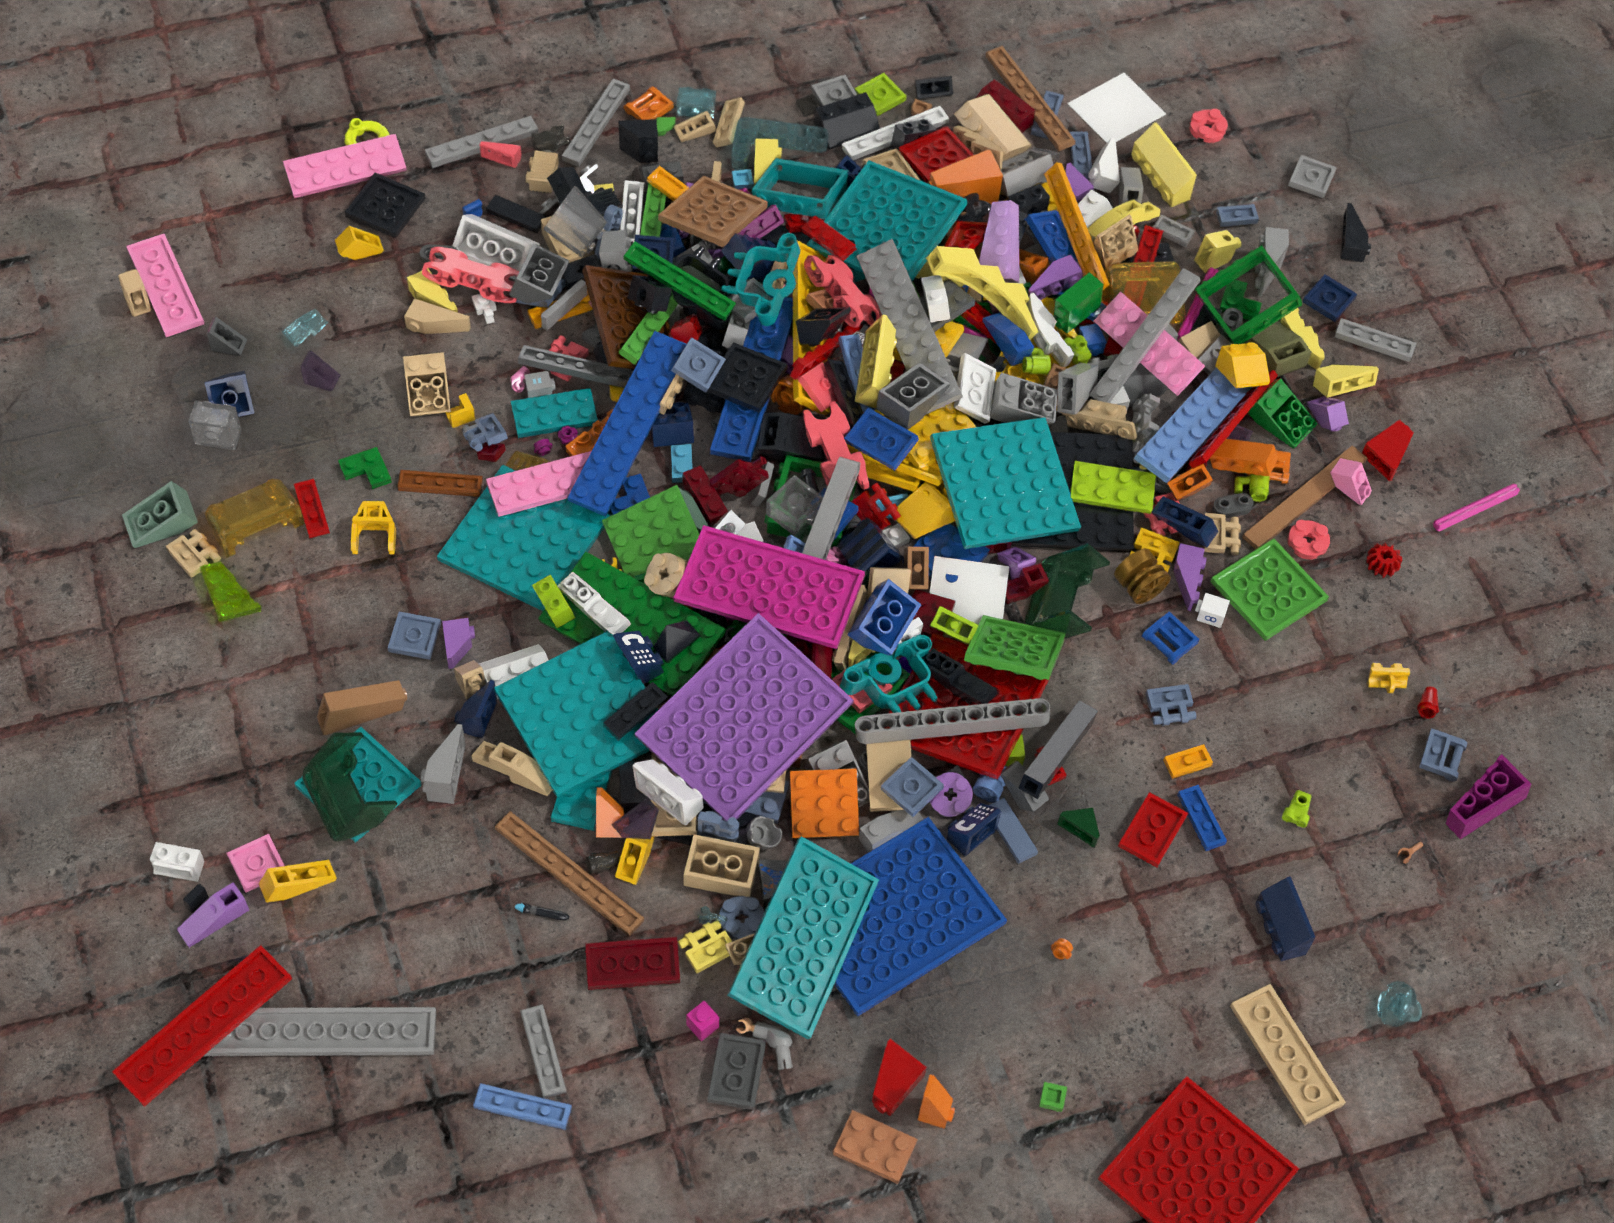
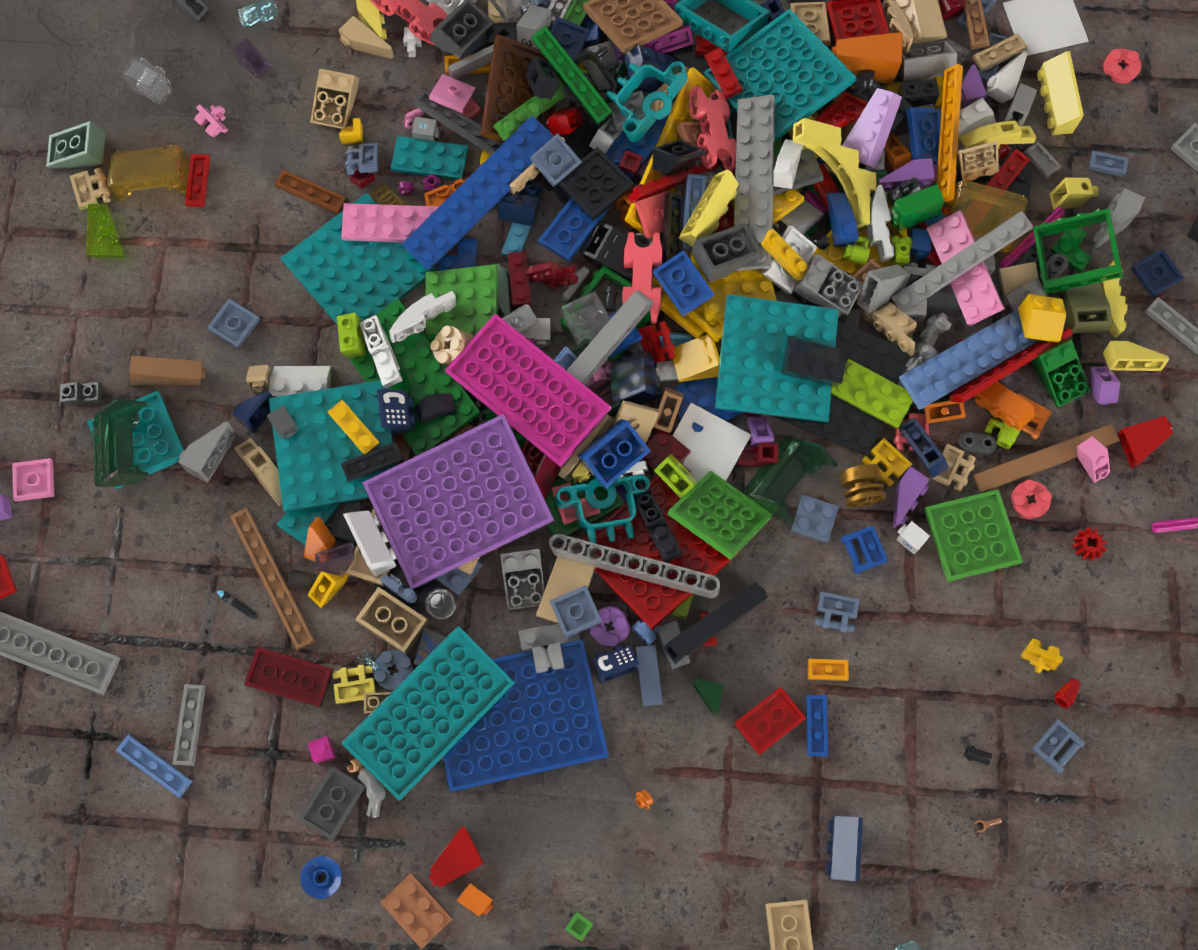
camera: 25 degrees right, 15 degrees up
(231, 390) = (173, 55): dark blue slope -> none
(268, 761) = (81, 393): none -> dark grey slope
(293, 880) = (56, 506): yellow slope -> none
(308, 449) = (205, 115): none -> bright pink hips
(368, 463) = (258, 153): green plate -> none
(373, 516) = (241, 206): yellow piece -> none
(457, 639) = (264, 340): medium lavender slope -> none
(523, 702) = (283, 422): none -> dark grey brick
(554, 340) = (452, 93): none -> bright pink plate
(600, 684) = (353, 427): none -> yellow plate
(618, 556) = (414, 318): none -> white slope
(762, 1138) = (310, 877): none -> blue dish
(774, 347) = (631, 162): none -> dark red plate
(824, 803) = (500, 596): orange plate -> none
(901, 843) = (548, 657): none -> light grey wheel
(971, 381) = (784, 255): none -> yellow plate
(1044, 473) = (813, 362): none -> black slope
(1058, 289) = (908, 188): none -> black hips
(1087, 146) = (999, 52): none -> tan tile
(1109, 626) = (814, 519): none -> sand blue plate
(1298, 809) = (901, 753): lime plate -> none
(1370, 790) = (972, 753): none -> black pin
(1489, 797) = (1083, 802): magenta wedge -> none

